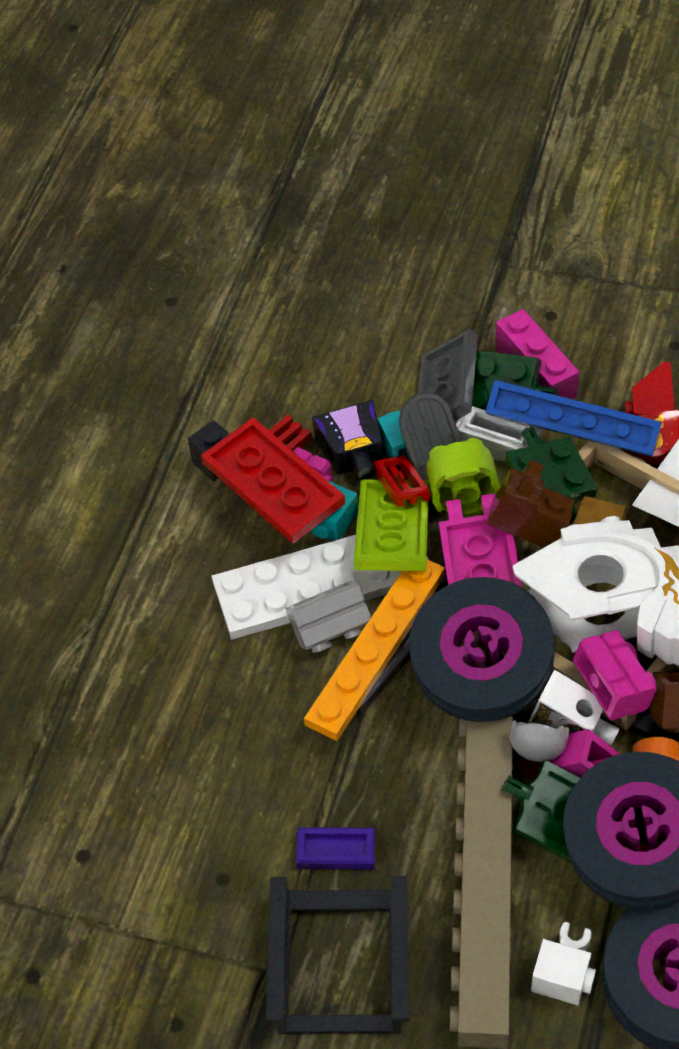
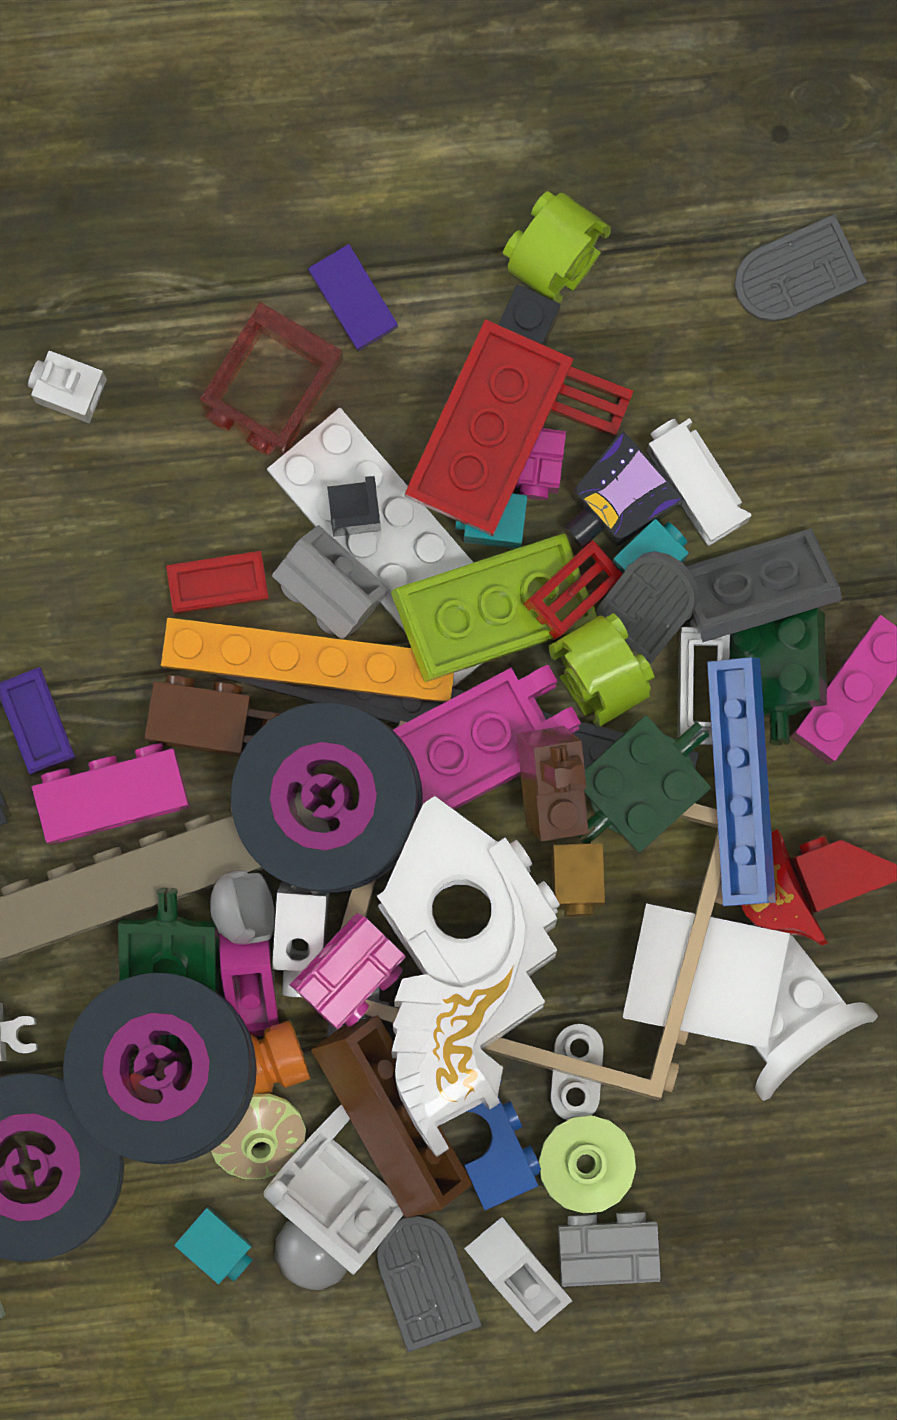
camera: 60 degrees right, 30 degrees up
(105, 733) = (67, 386): none -> white brick
(142, 547) = (353, 298): none -> dark purple tile
(167, 574) = (296, 339): none -> clear red window
(173, 413) = (556, 245): none -> lime brick
(259, 317) = (798, 272): none -> dark grey window
(285, 575) = (354, 508): none -> black panel
(292, 693) = (217, 582): none -> red tile
(385, 391) = (697, 477): none -> white window
(386, 729) = (201, 717): none -> reddish brown brick
(414, 811) = (110, 794): none -> dark pink brick

